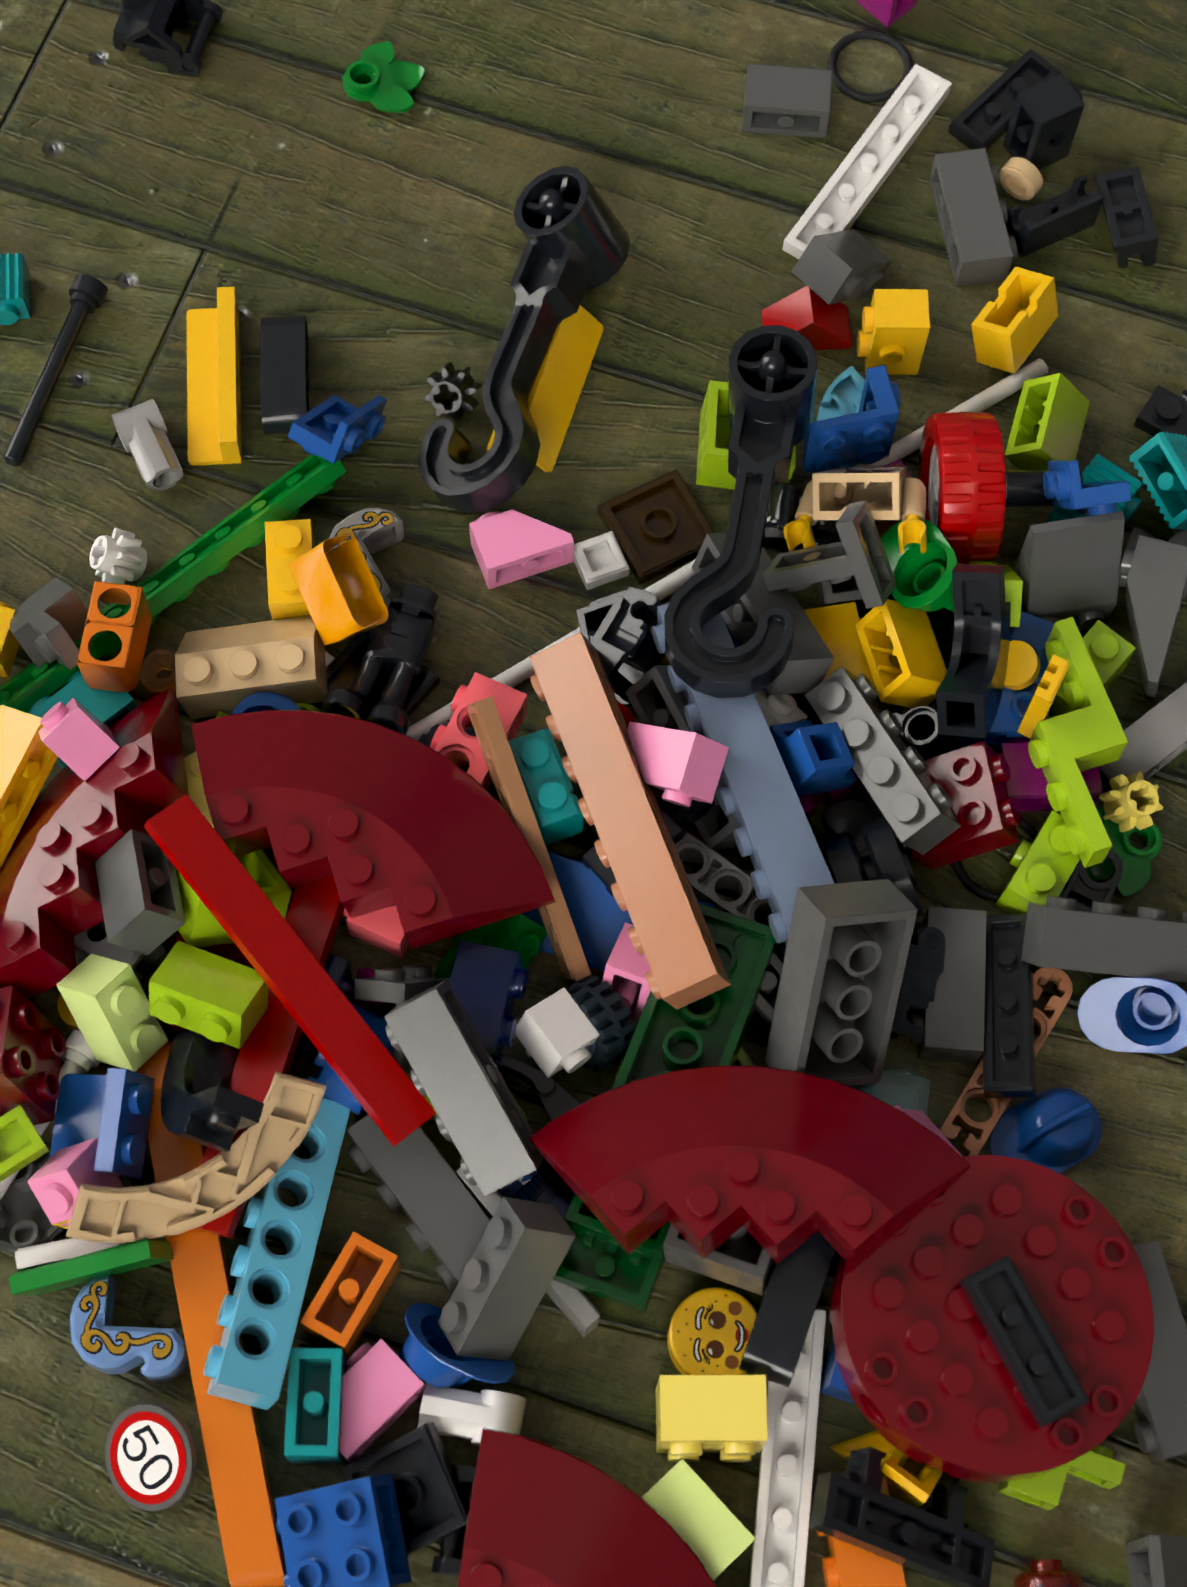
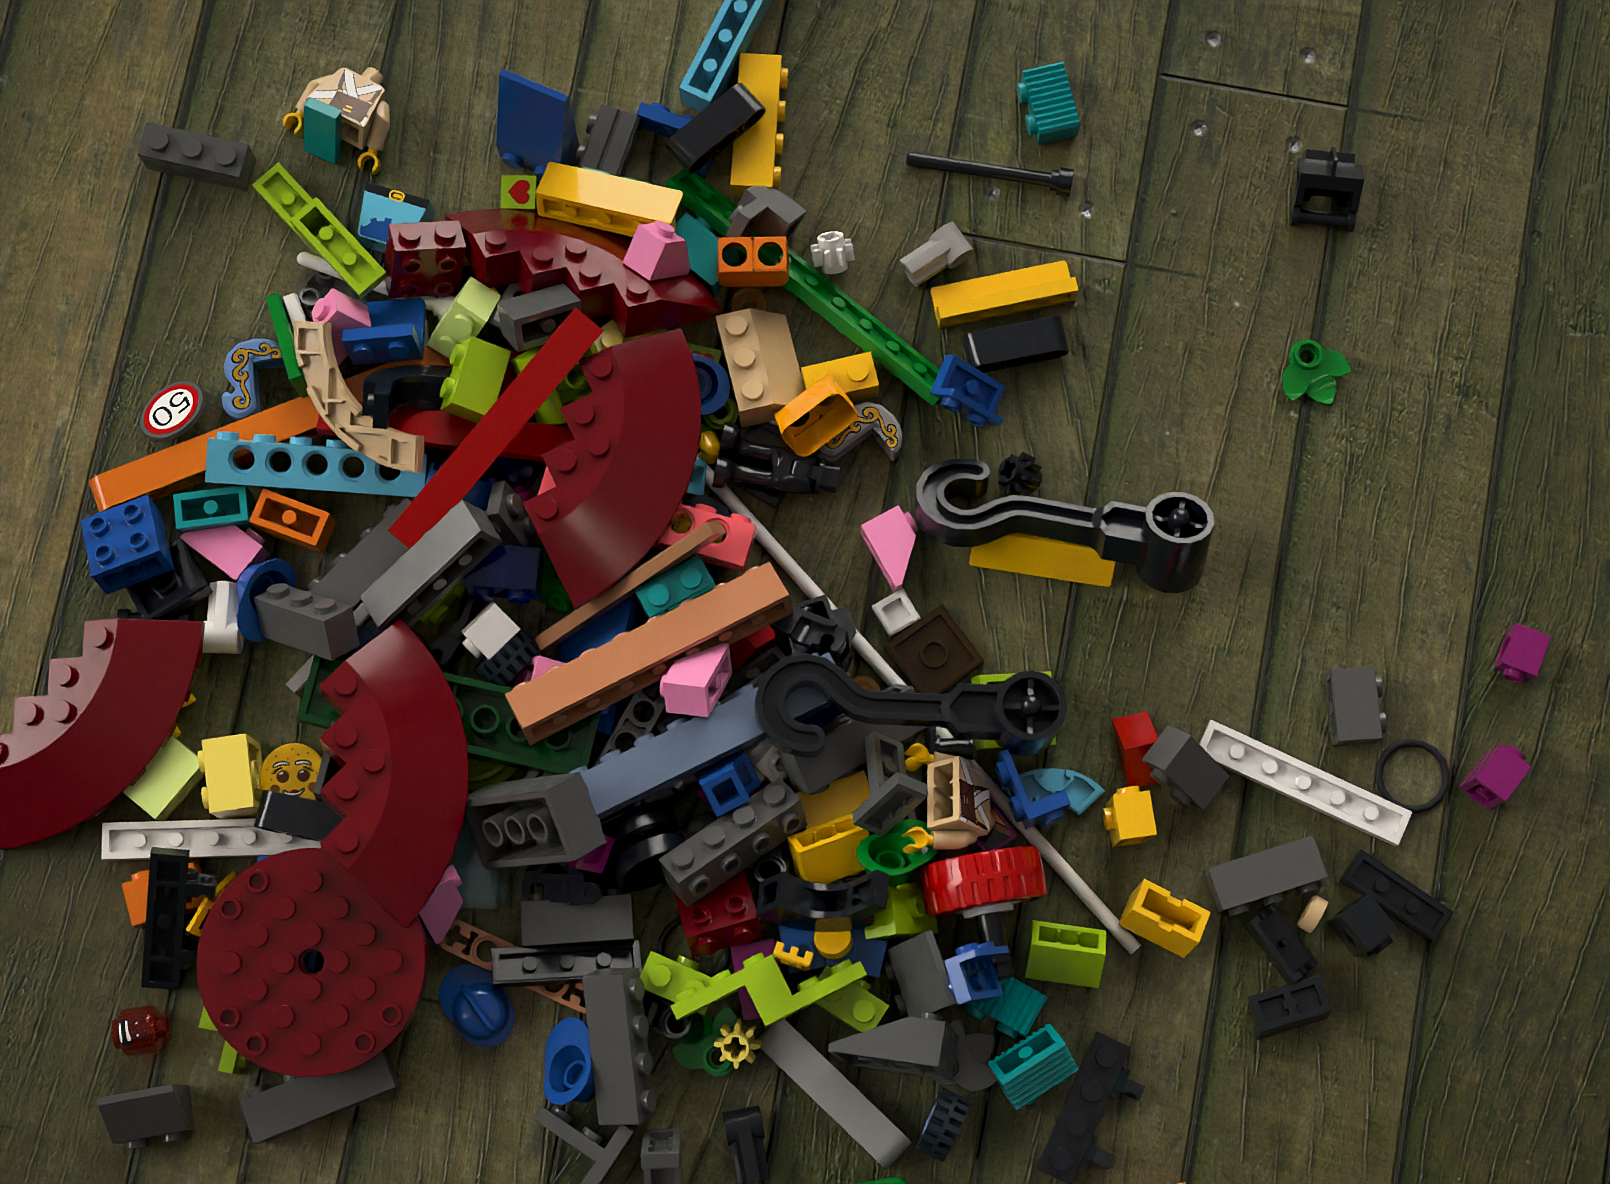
camera: 85 degrees right, 10 degrees up
(1024, 1341) = (286, 978): black tile -> none

